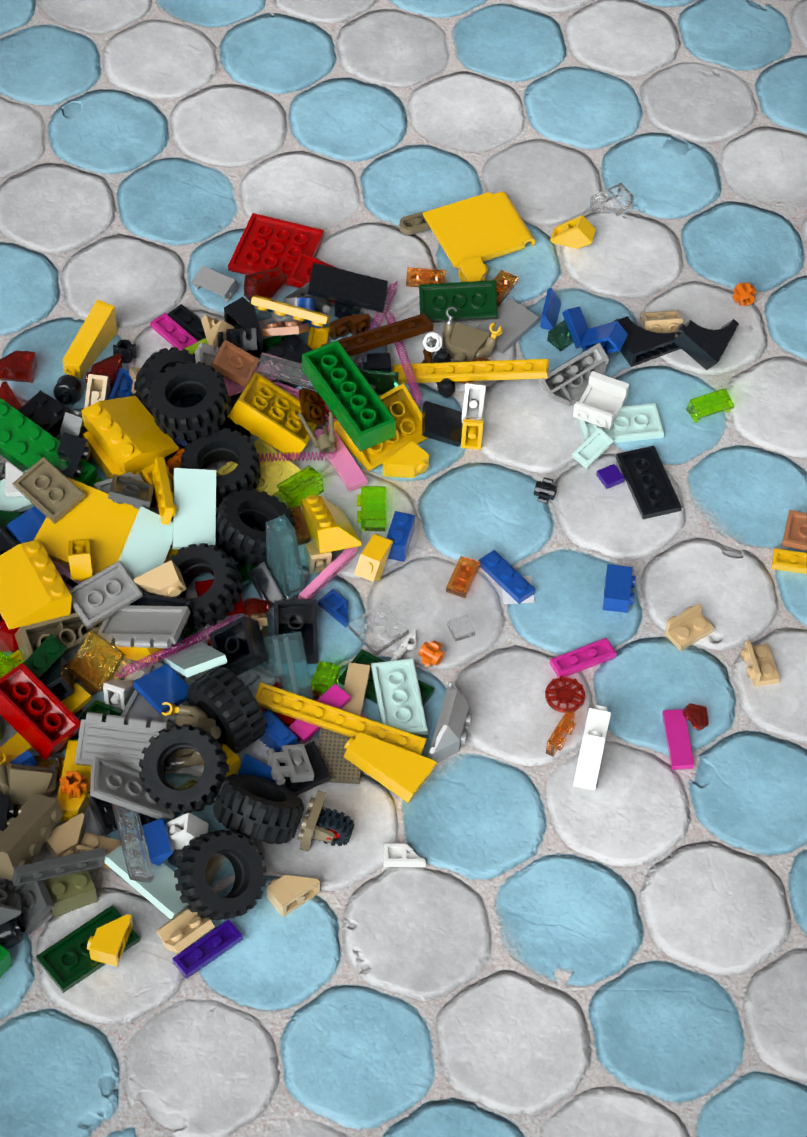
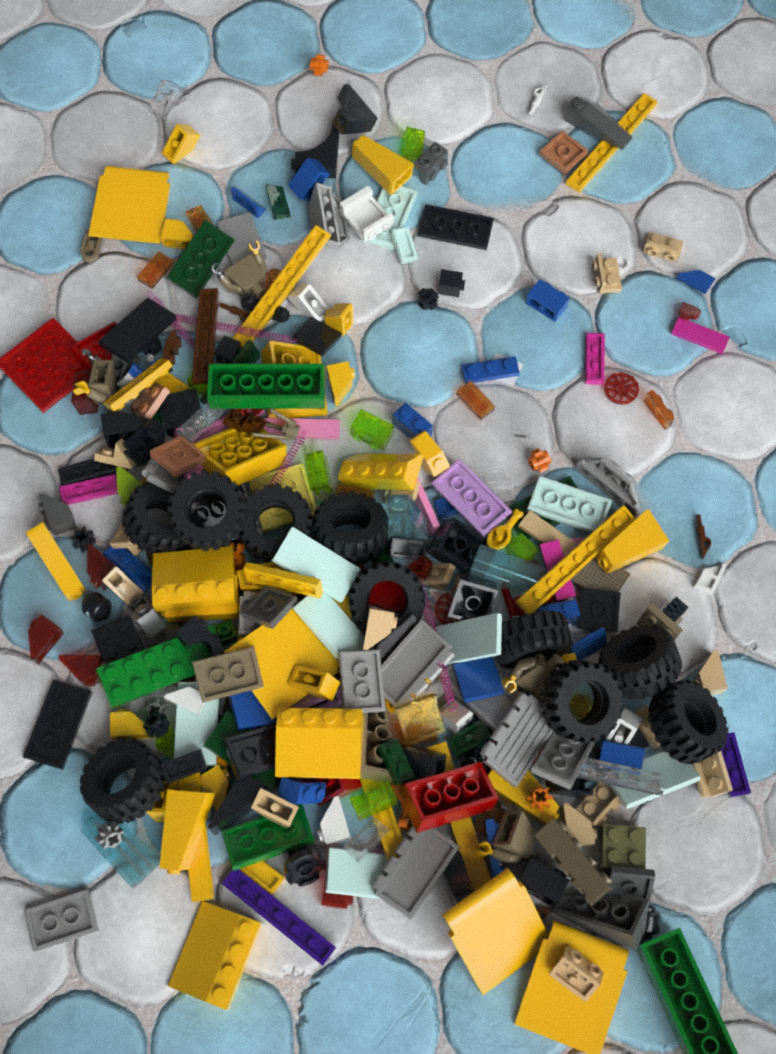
camera: 60 degrees left, 15 degrees up
(58, 866) = (626, 849): dark grey tile -> none
(69, 959) = (685, 860): dark green tile -> none
(110, 940) = (698, 838): yellow slope -> none
(135, 324) = (58, 515): none -> dark grey slope
(215, 282) = (54, 430): light grey hinge -> none
(276, 284) = (101, 381): none -> dark tan torso
(296, 762) = (601, 611): light grey plate -> none
(330, 653) = (501, 535): none -> yellow piece
(352, 613) = (471, 497): none -> lavender tile
(405, 646) = (517, 476): white hand -> none
(429, 340) = (236, 300): white cone -> none
(441, 831) = (701, 536): none -> reddish brown hand
(576, 324) = (279, 191): blue slope -> none
(577, 501) = (451, 283): none -> black brick
(592, 748) = (691, 393): white arch -> none
(610, 476) = (436, 249): dark purple tile -> none
(661, 321) = (310, 132): tan bracket -> none
(669, 390) = (382, 164): none -> yellow slope
(701, 427) = (432, 162): none -> dark grey bracket
(743, 711) = (697, 280): none -> blue tile

